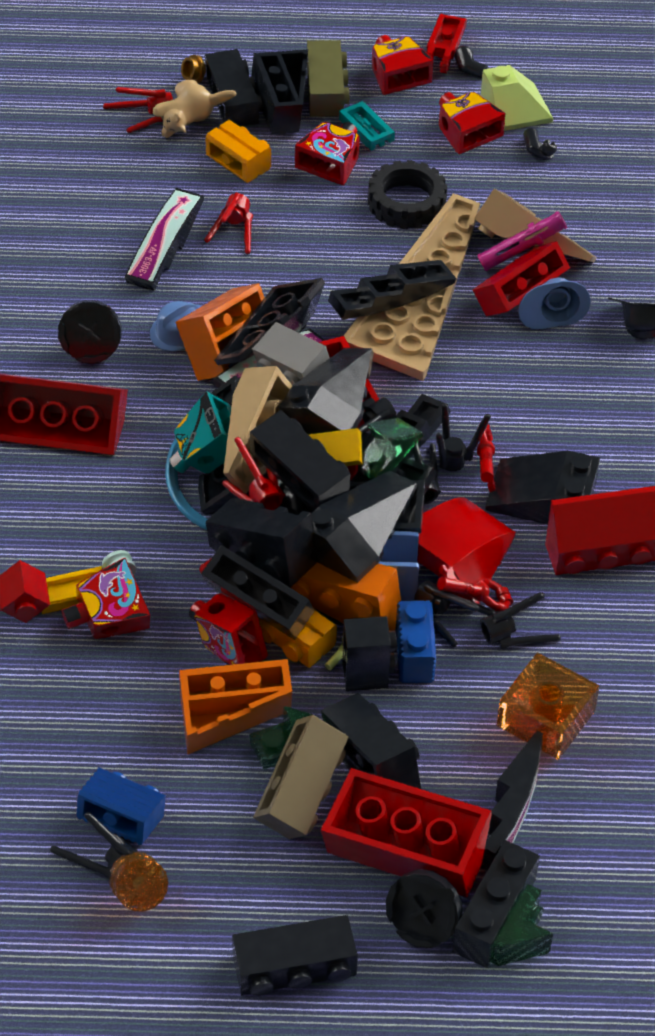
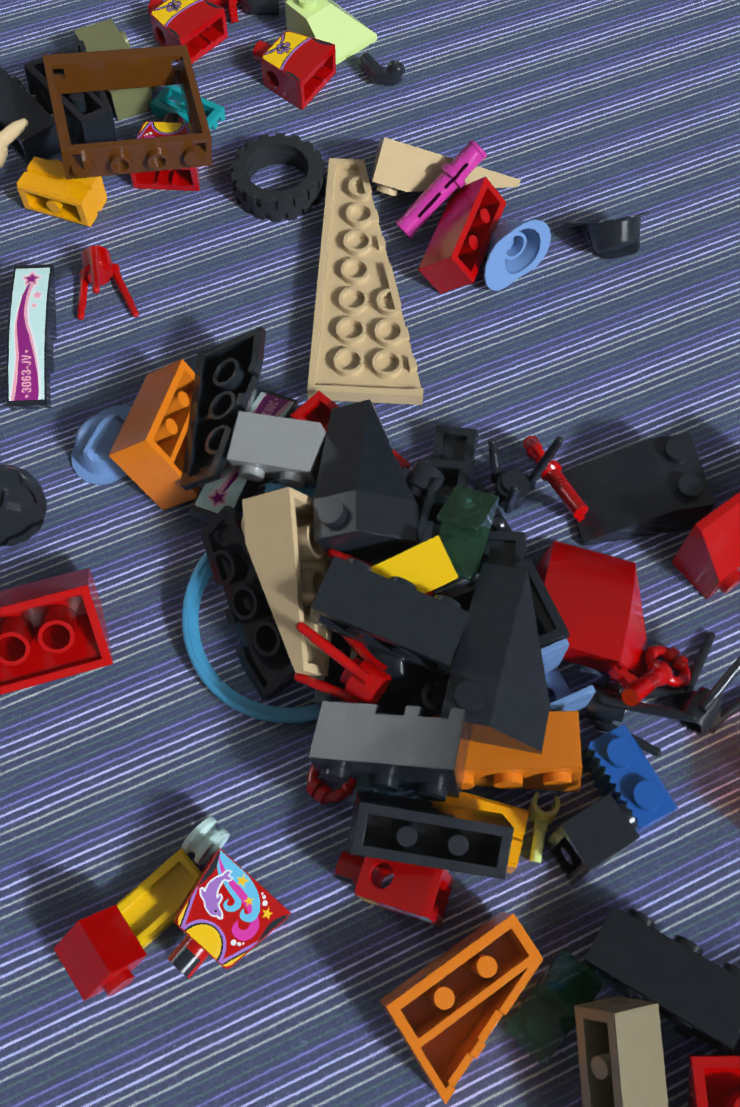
camera: 25 degrees left, 15 degrees up
(202, 435) = (226, 603): teal torso -> none
(318, 79) = (123, 71): none -> reddish brown window
(399, 287) = (333, 306): black slope -> none

